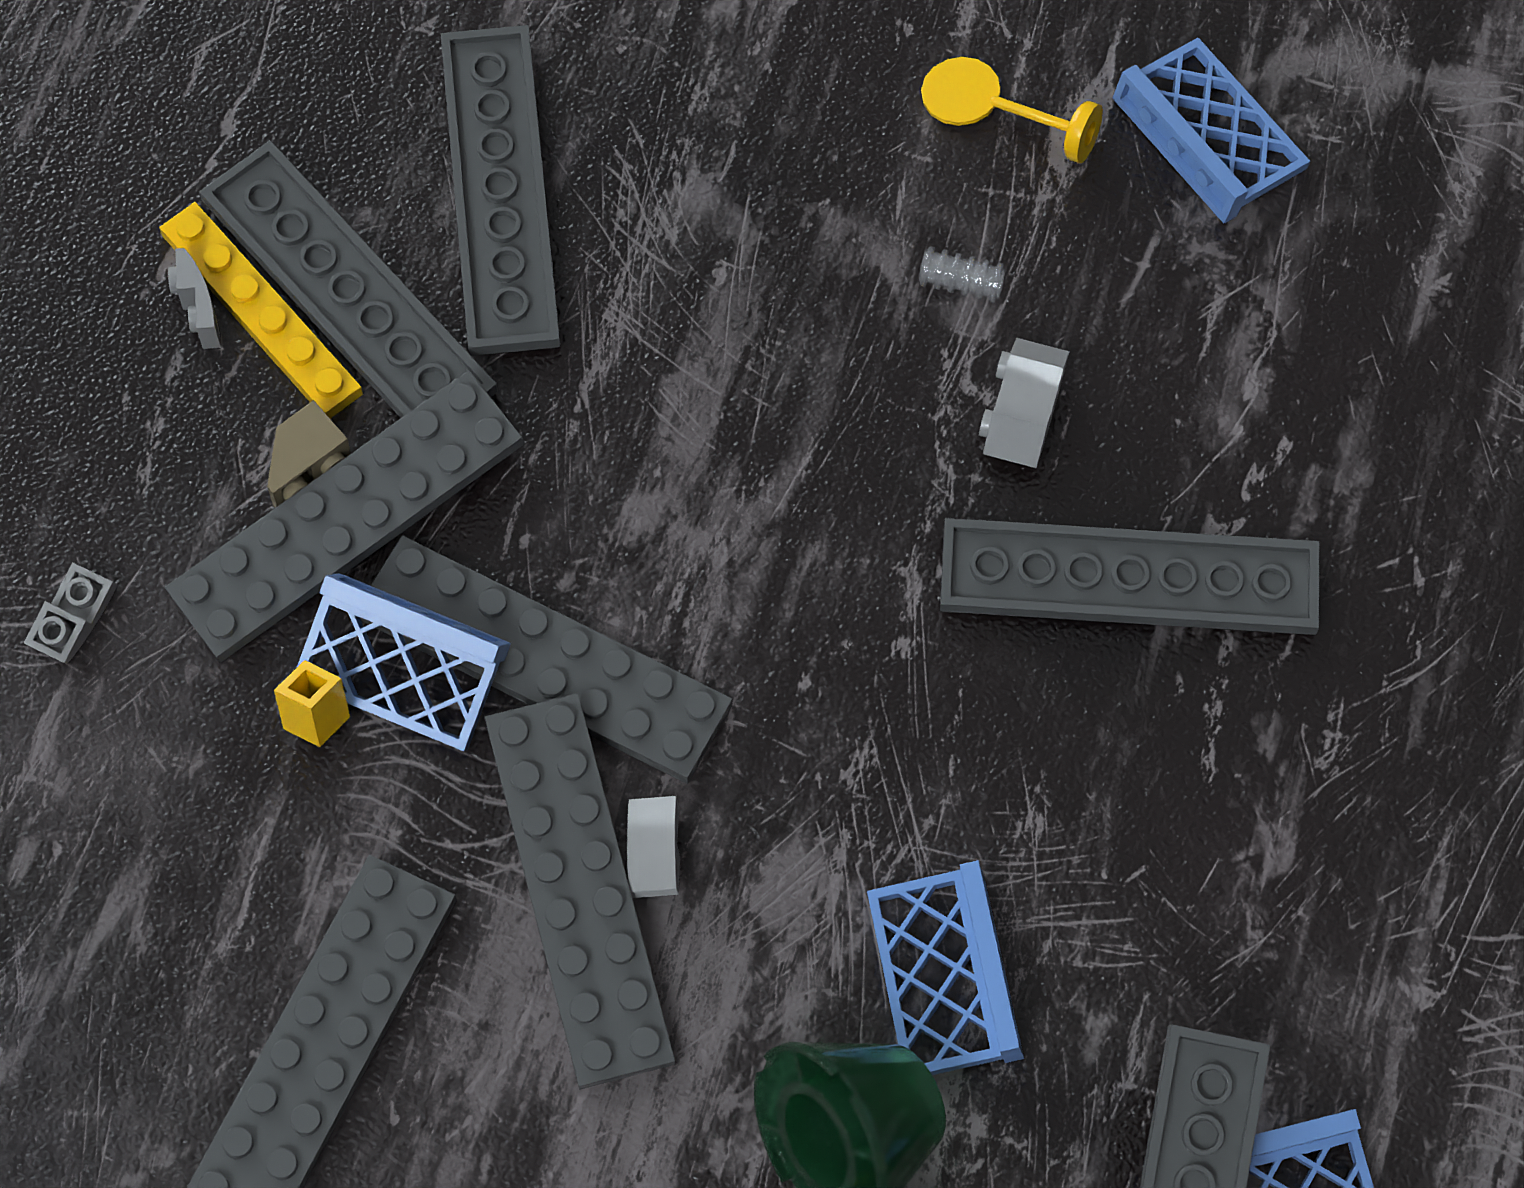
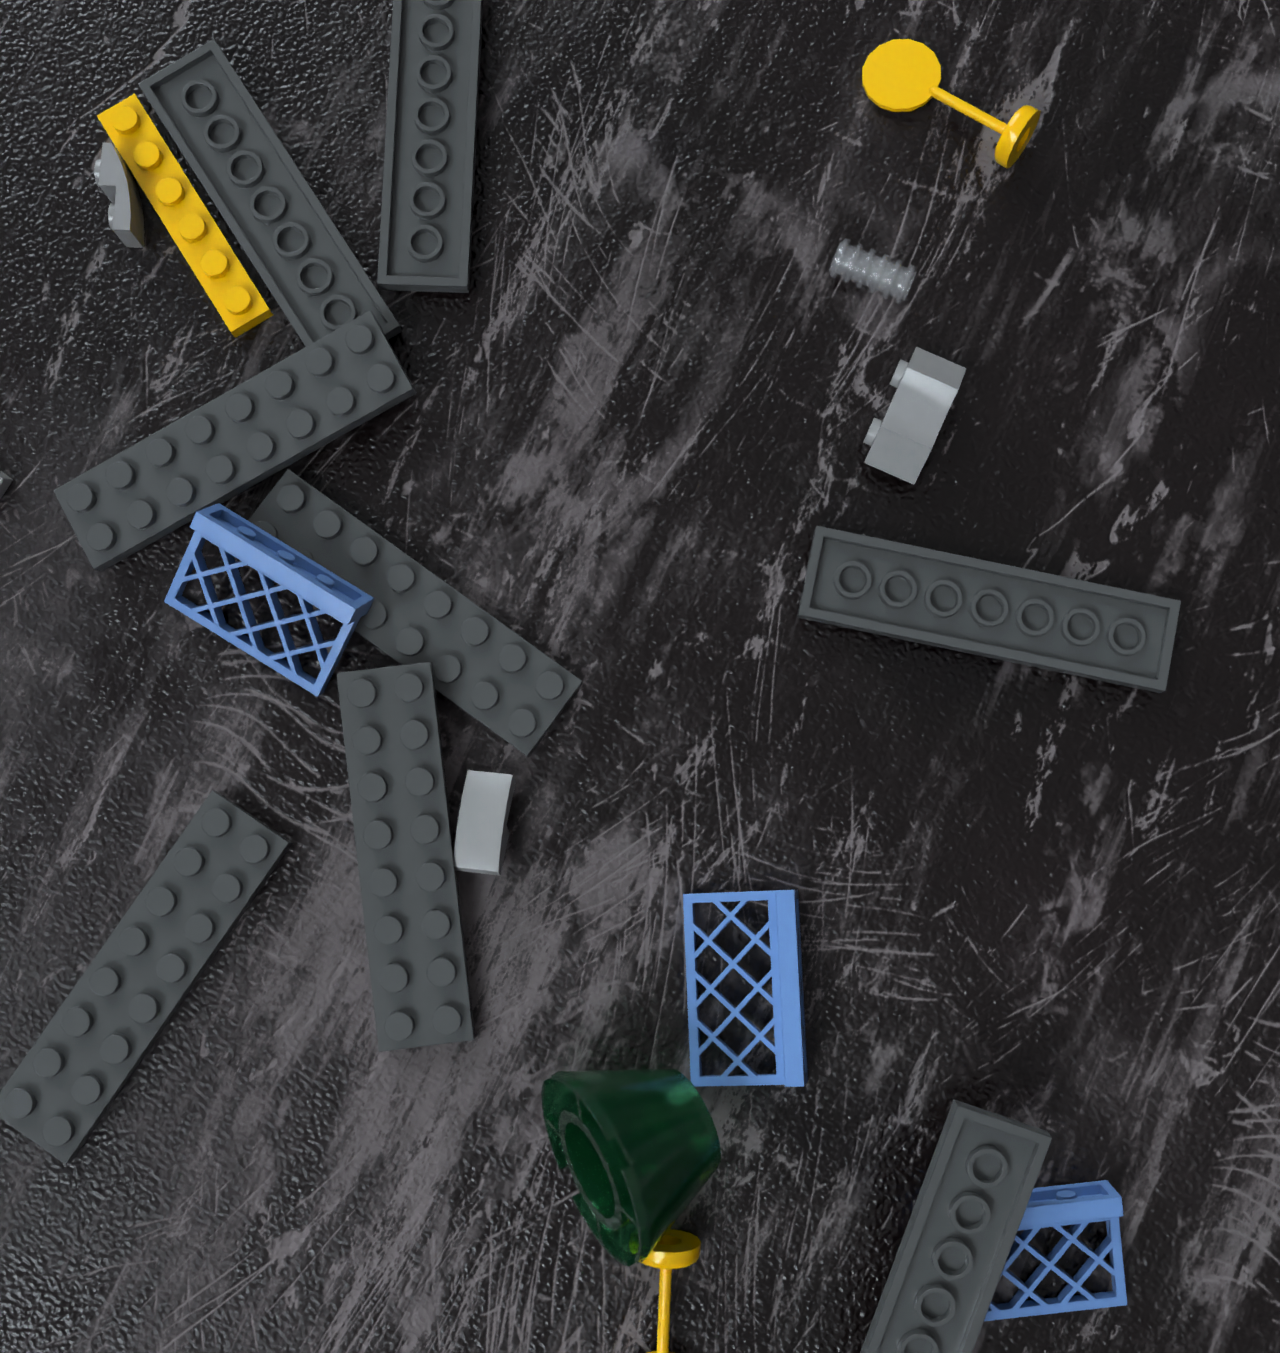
camera: 10 degrees right, 15 degrees up
(303, 451) = (201, 371): dark tan slope -> none
(312, 703) = (174, 633): yellow brick -> none
(1184, 142) = (1115, 159): medium blue fence -> none

